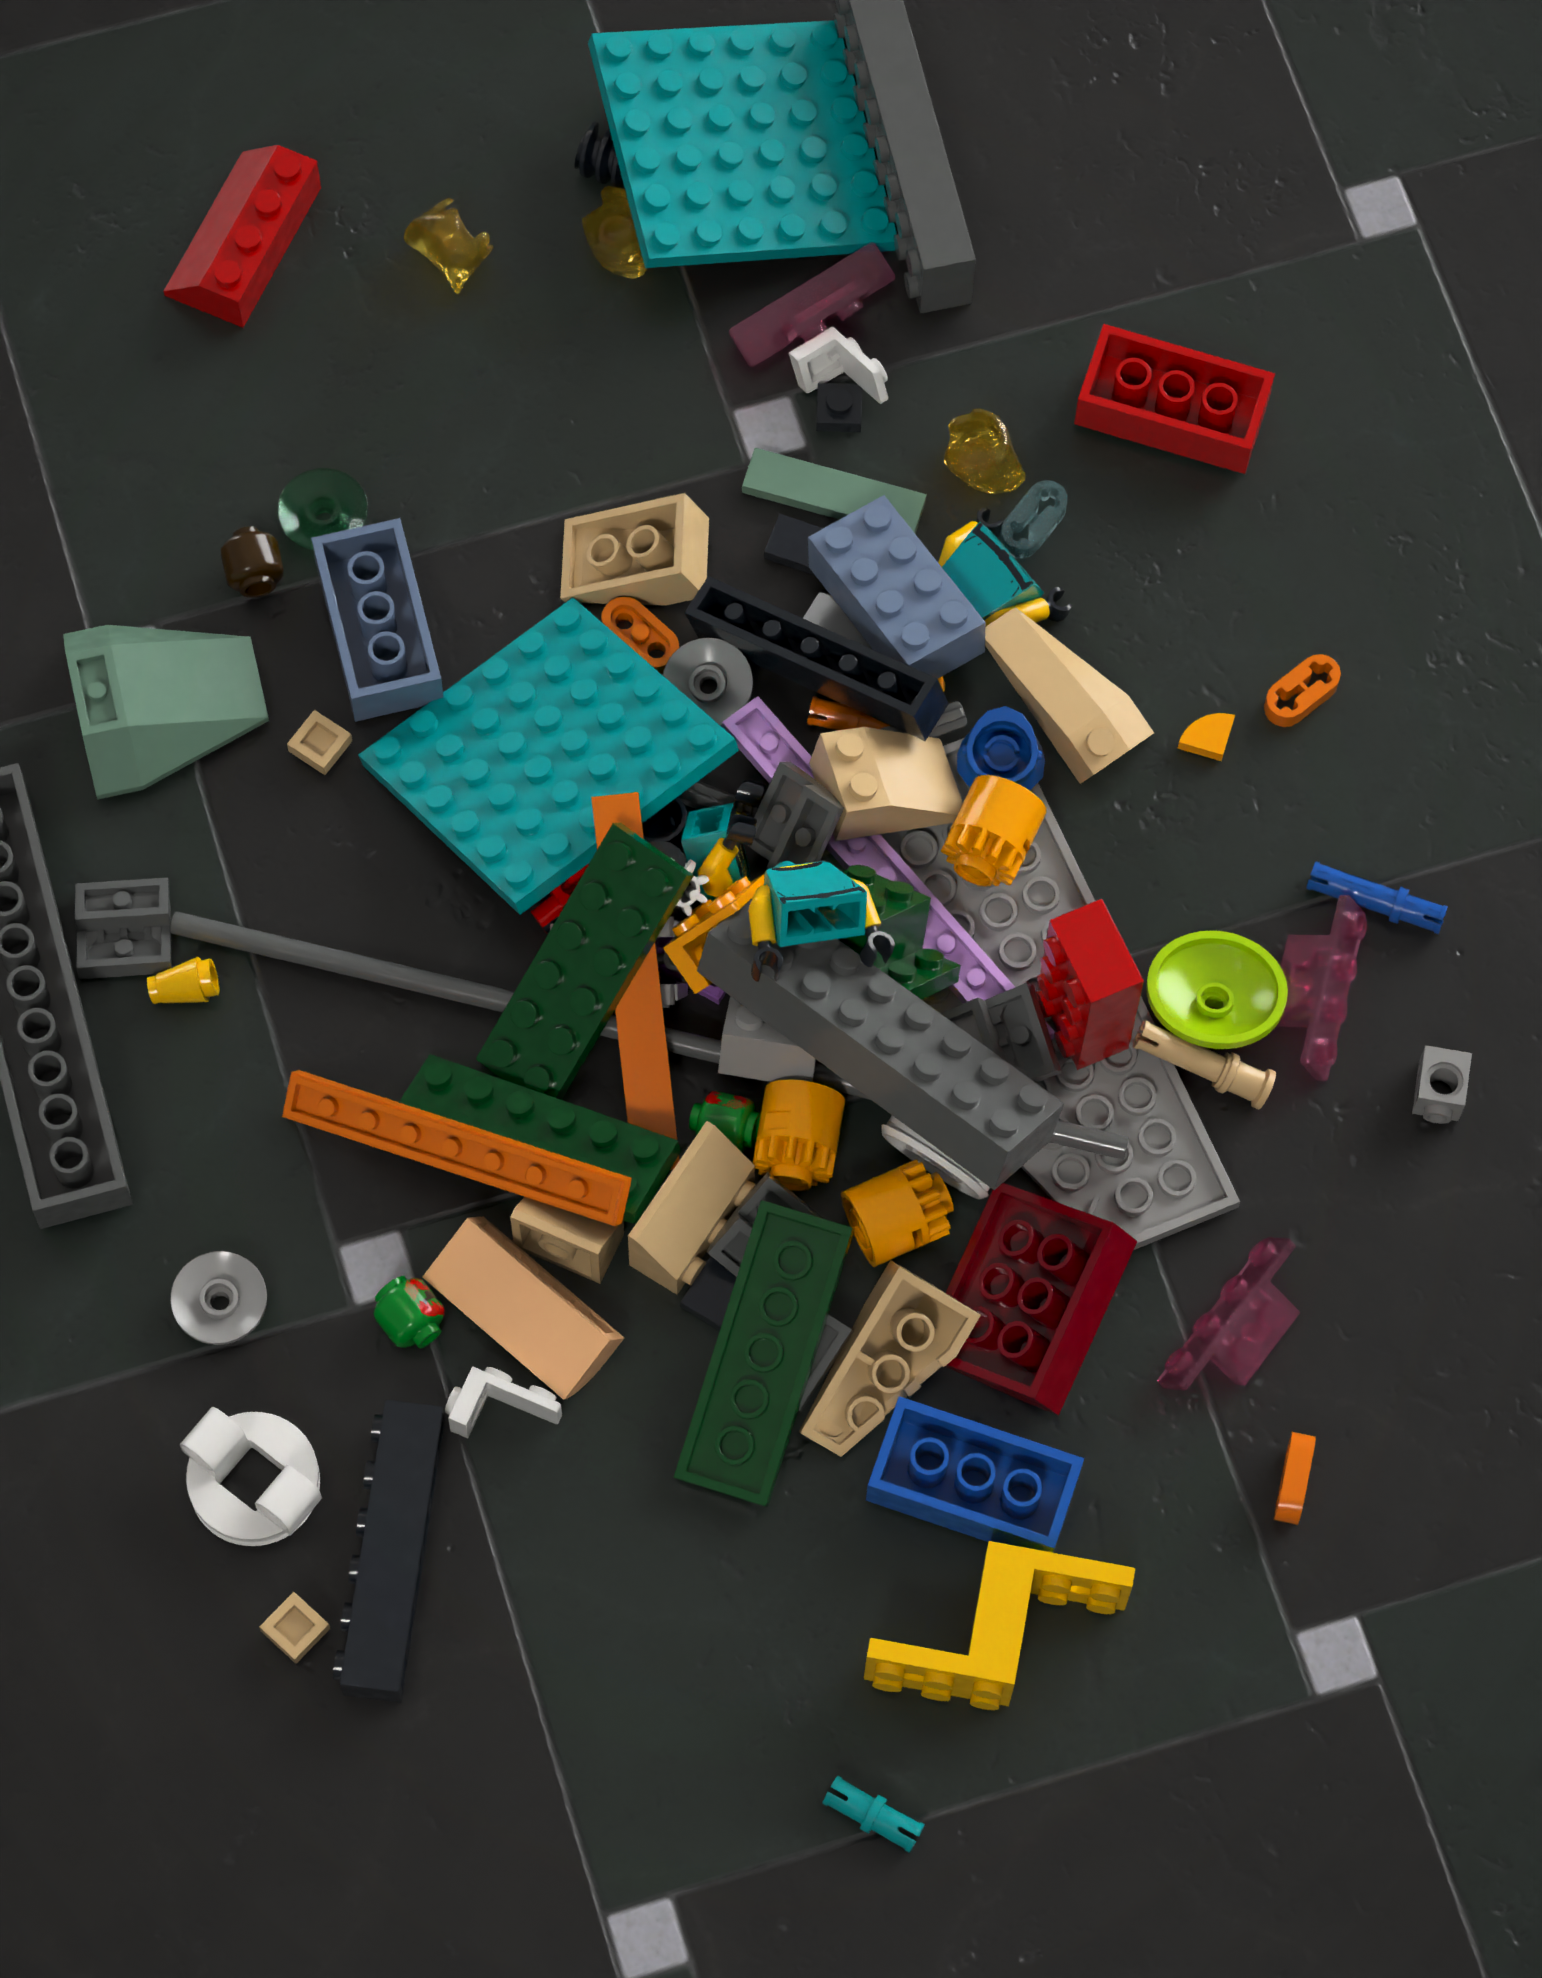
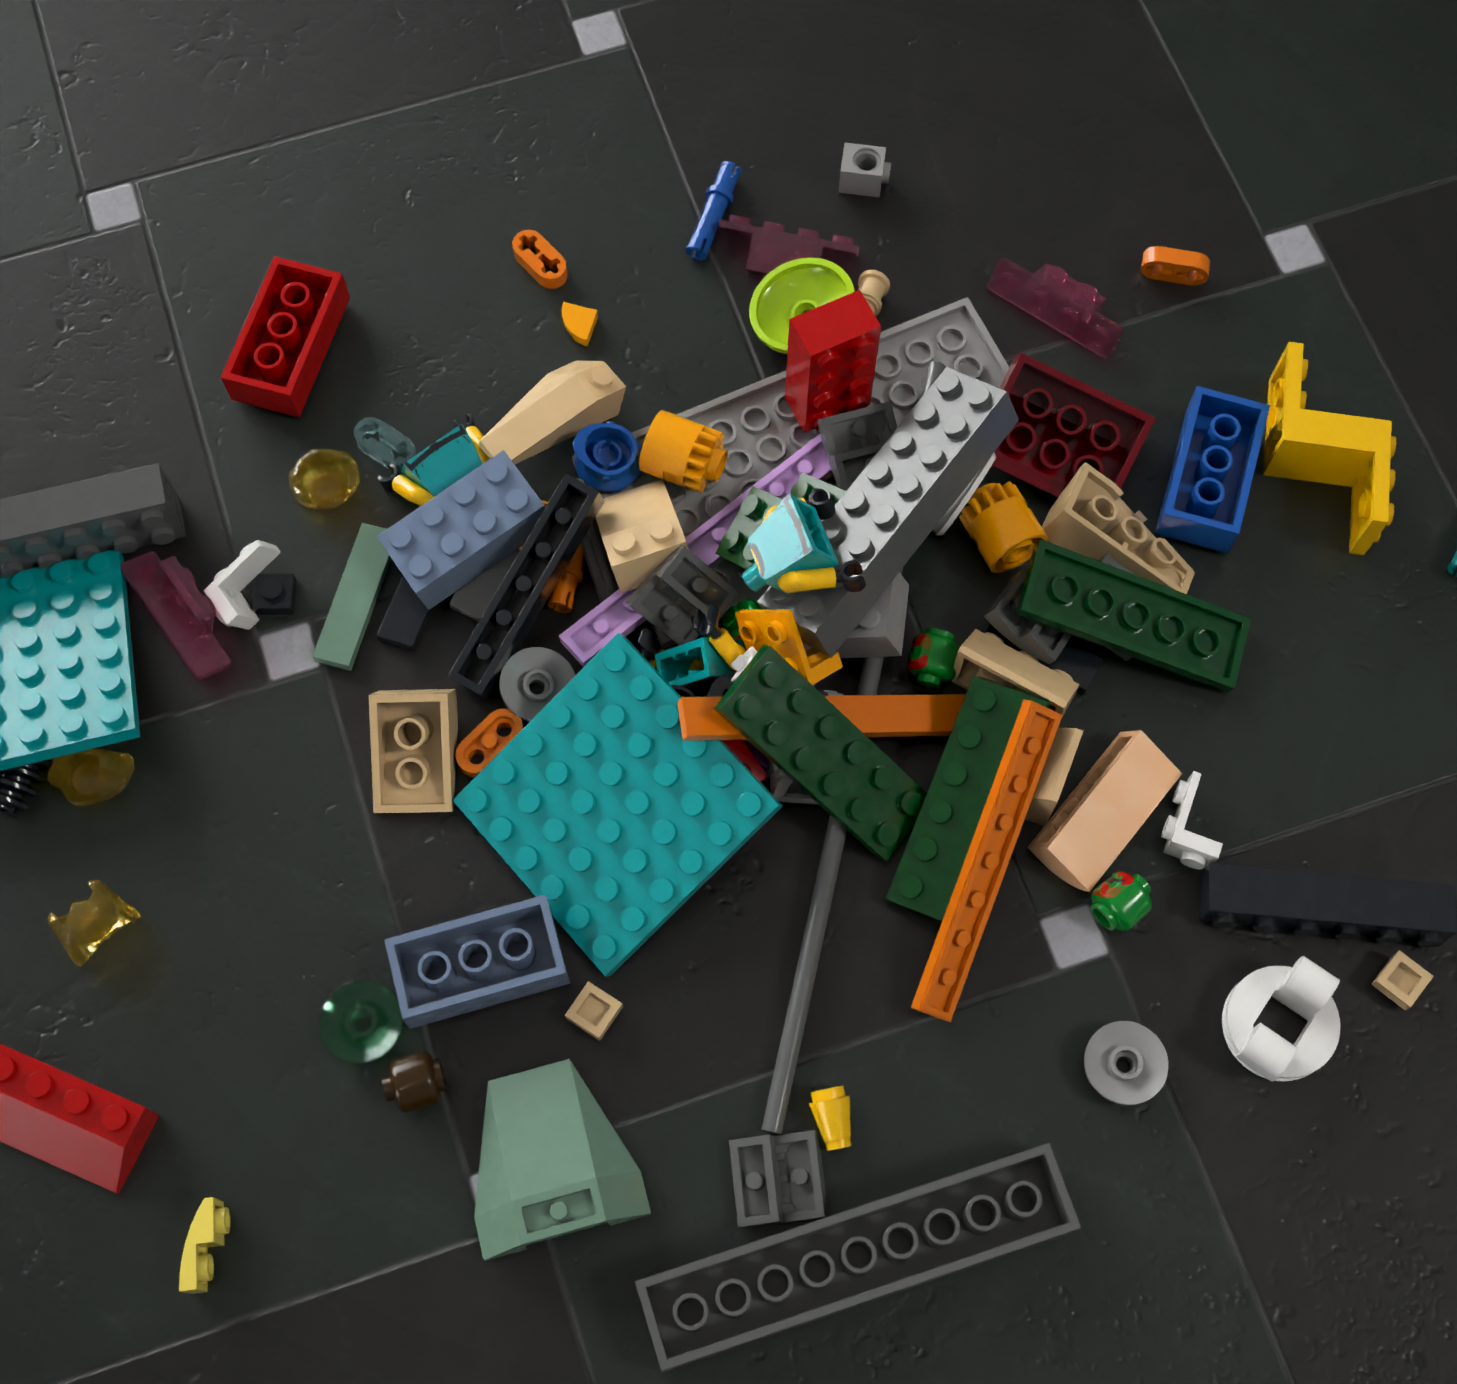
camera: 90 degrees left, 0 degrees up
(117, 373) = (206, 1231): none -> light yellow slope
(798, 1133) = (945, 599): light orange gear -> none

